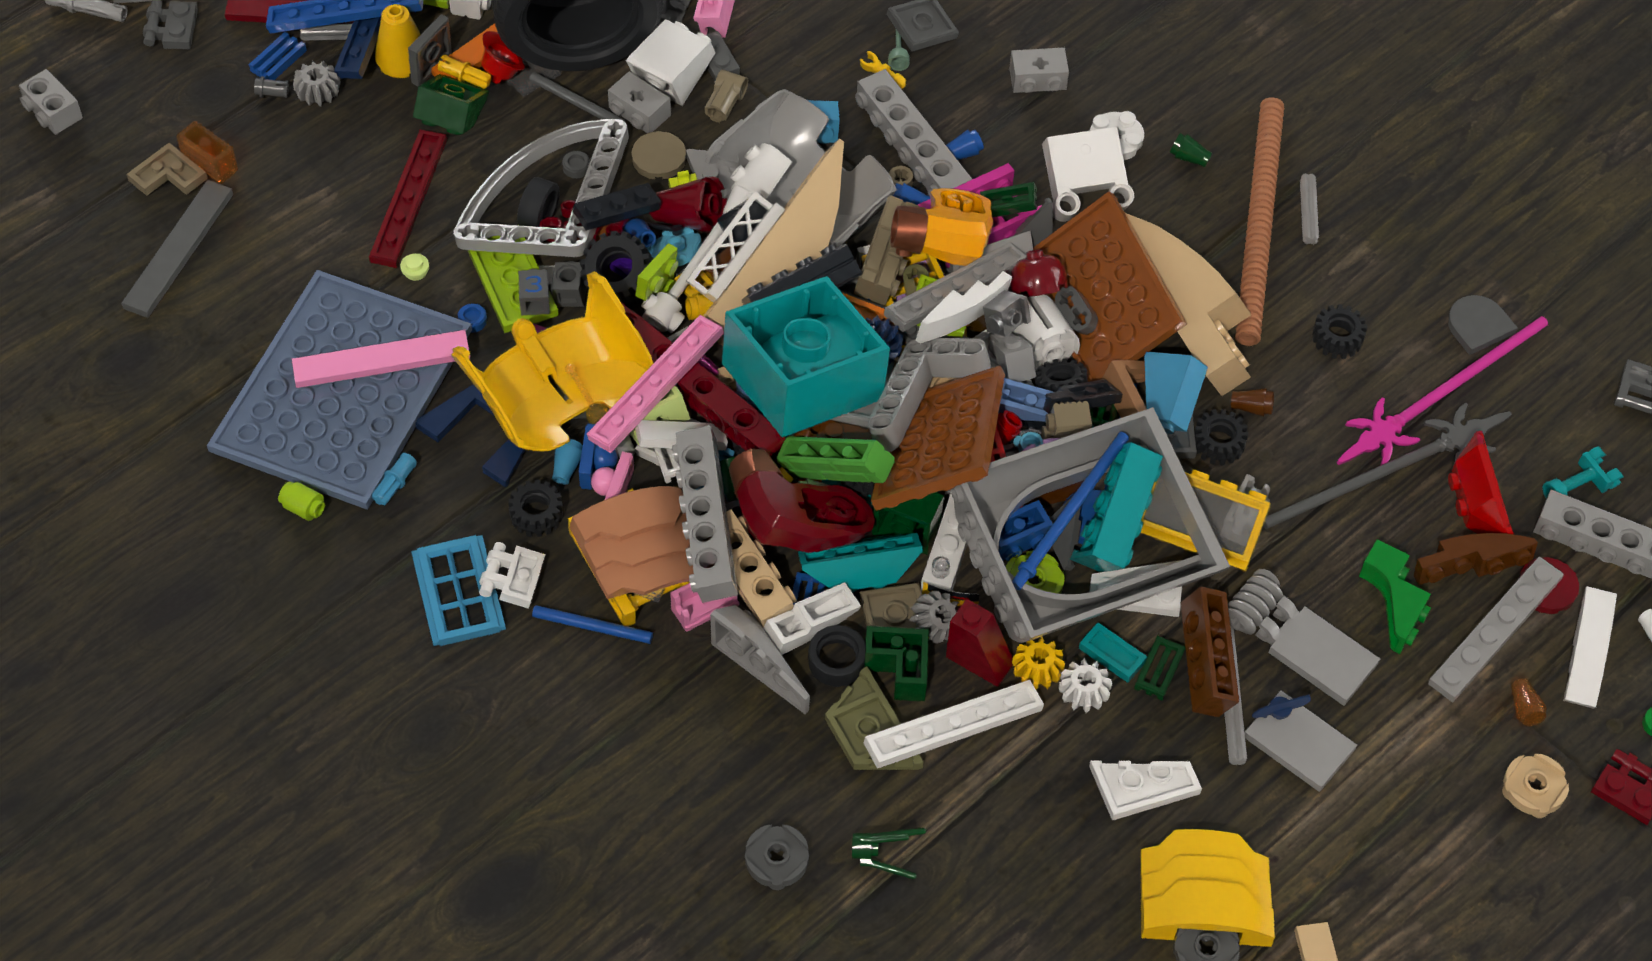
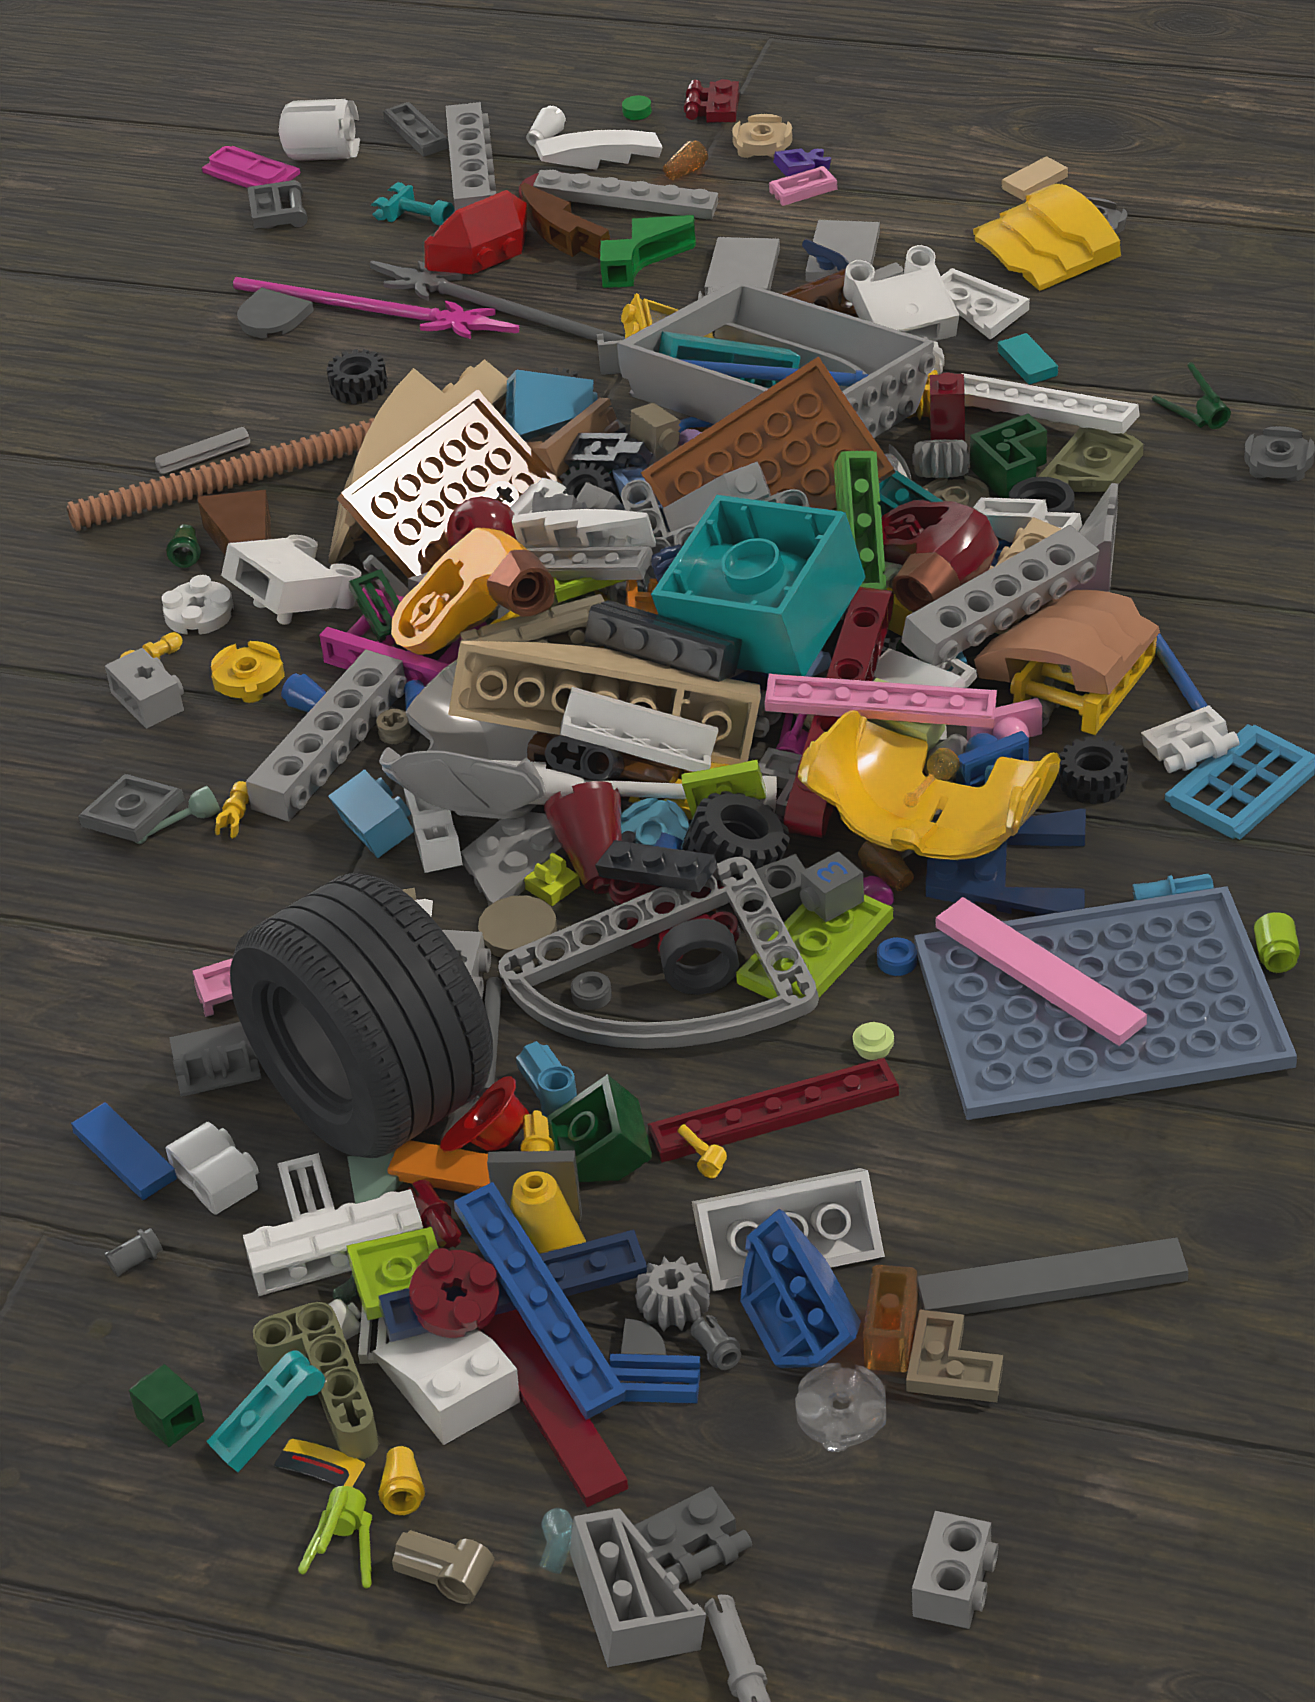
camera: 115 degrees left, 15 degrees down
(182, 102) = (840, 1427): none -> clear plate
(251, 127) = (794, 1296): none -> blue wedge
(300, 57) = (641, 1339): none -> dark grey tile
(315, 151) = (829, 1210): none -> white slope
(397, 150) = (712, 1156): none -> yellow hand
(466, 18) = (436, 1214): none -> dark red axle
(505, 104) = (546, 1076): none -> dark azure piece
(926, 403) = (744, 482): none -> light grey slope
(1019, 142) = (247, 671): none -> yellow plate
(1041, 774) = (1027, 358): none -> teal tile
(1081, 92) = (168, 644): none -> yellow piece
(1142, 697) = (907, 302): none -> white piece
(1183, 184) = (236, 517): none -> reddish brown slope
(1431, 797) = (803, 185): none -> bright pink tile
(1467, 782) = (797, 161): none -> dark purple plate

